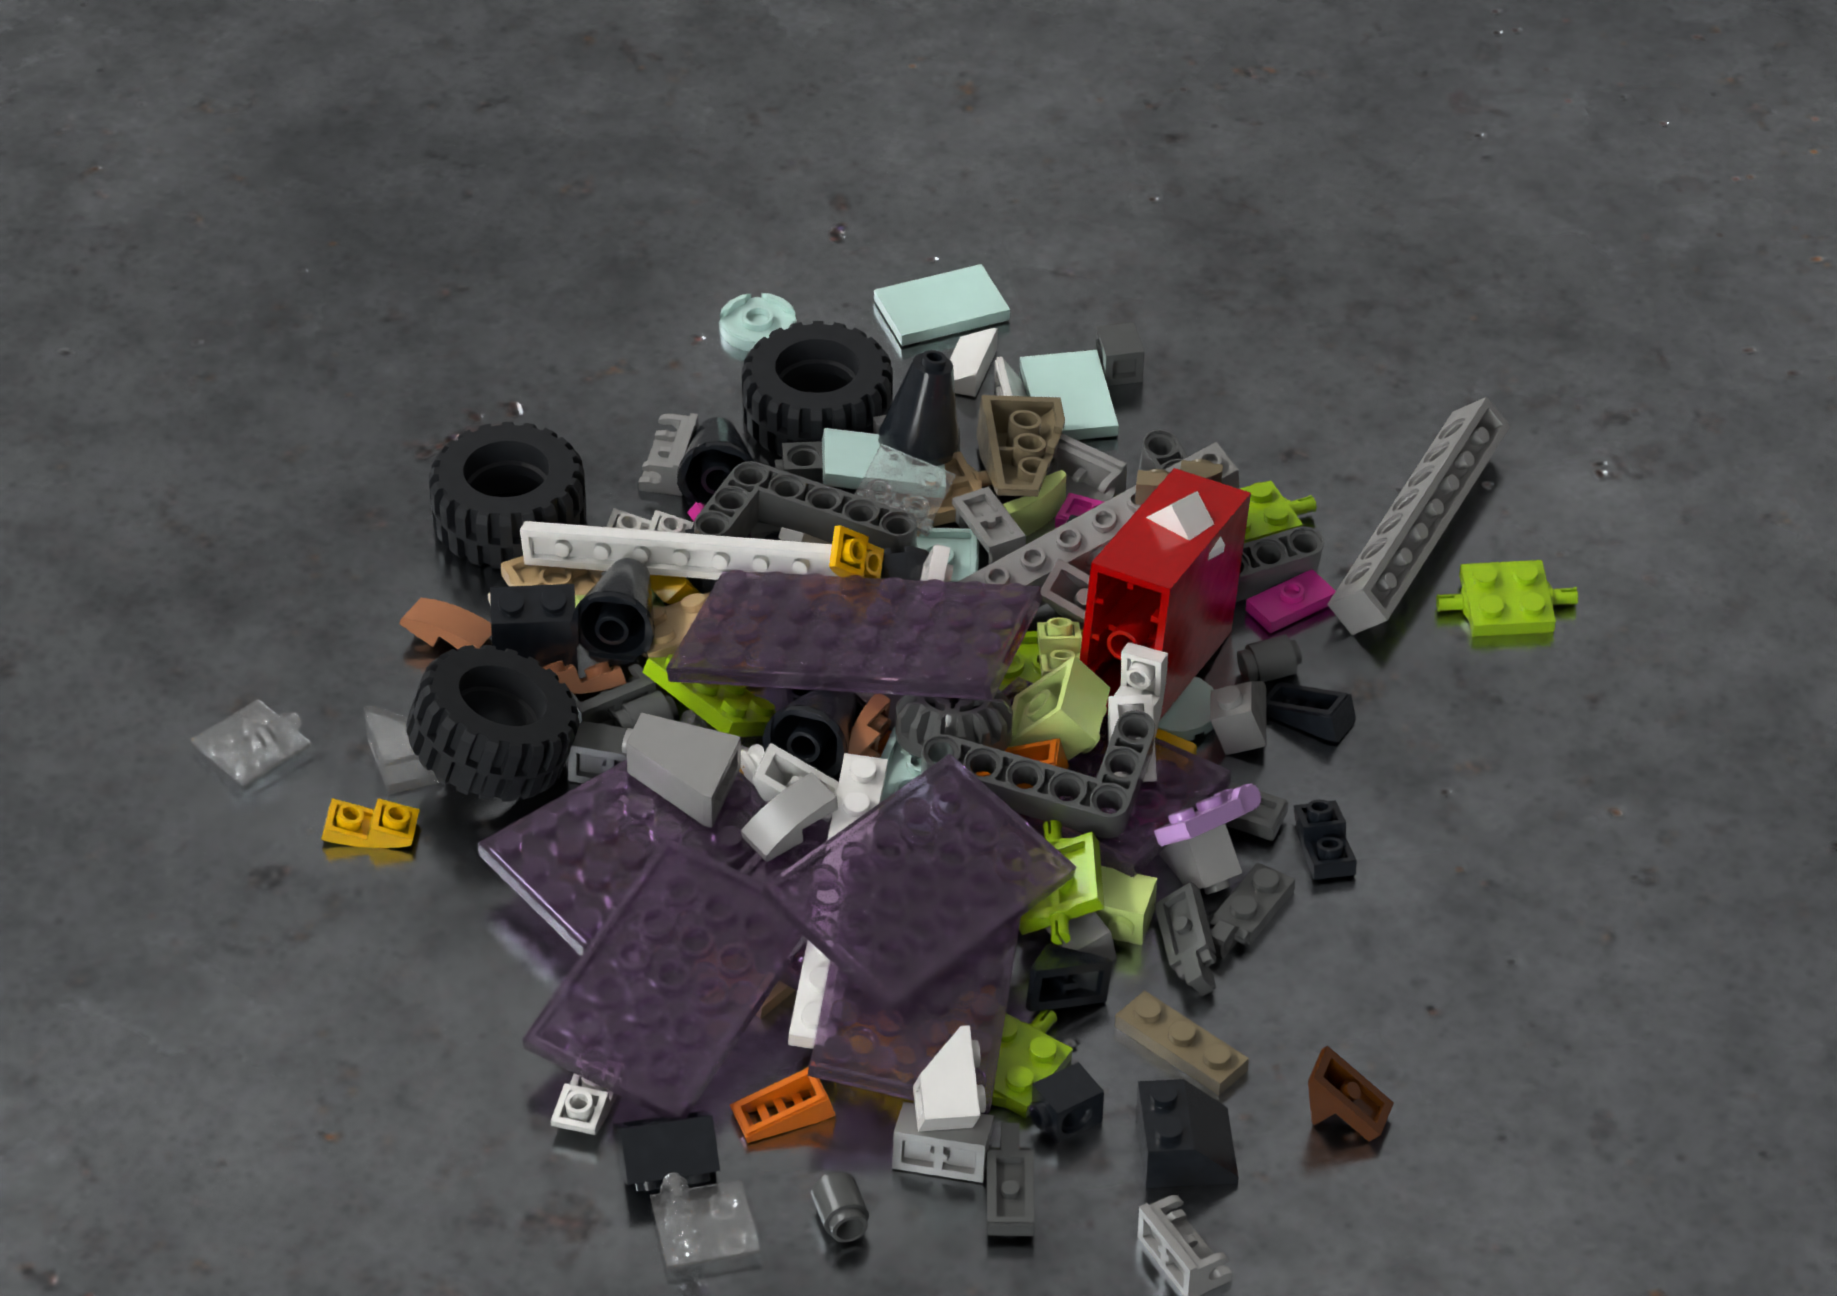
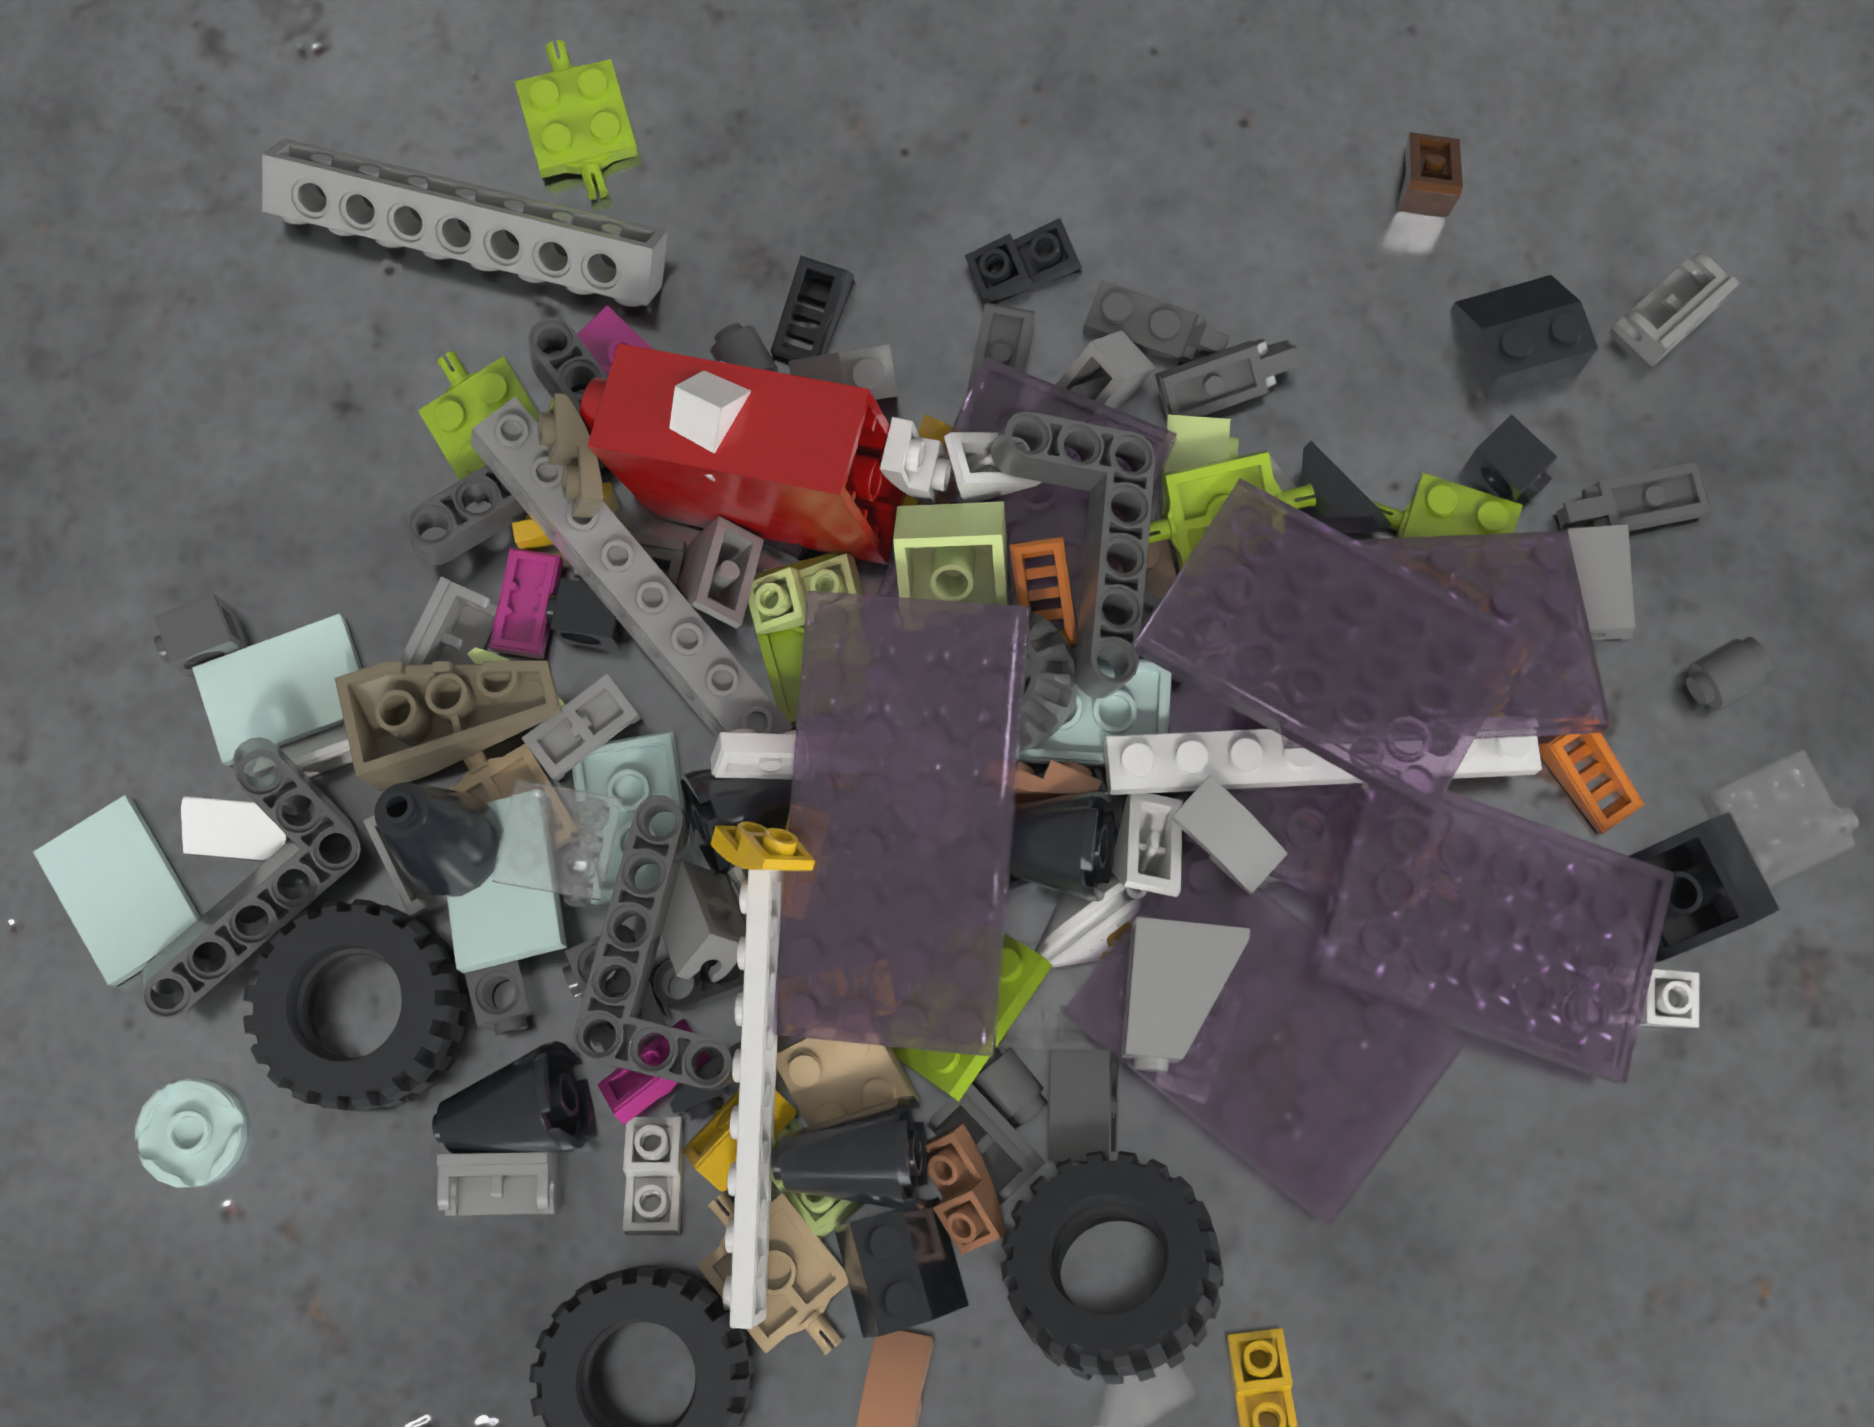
camera: 95 degrees left, 35 degrees up
(947, 1088) = (1596, 564): white slope -> none
(976, 362) = (260, 887): none -> dark grey beam
(1181, 1042) = (1372, 364): dark tan plate -> none
(1211, 813) = (1081, 364): lavender hinge -> none

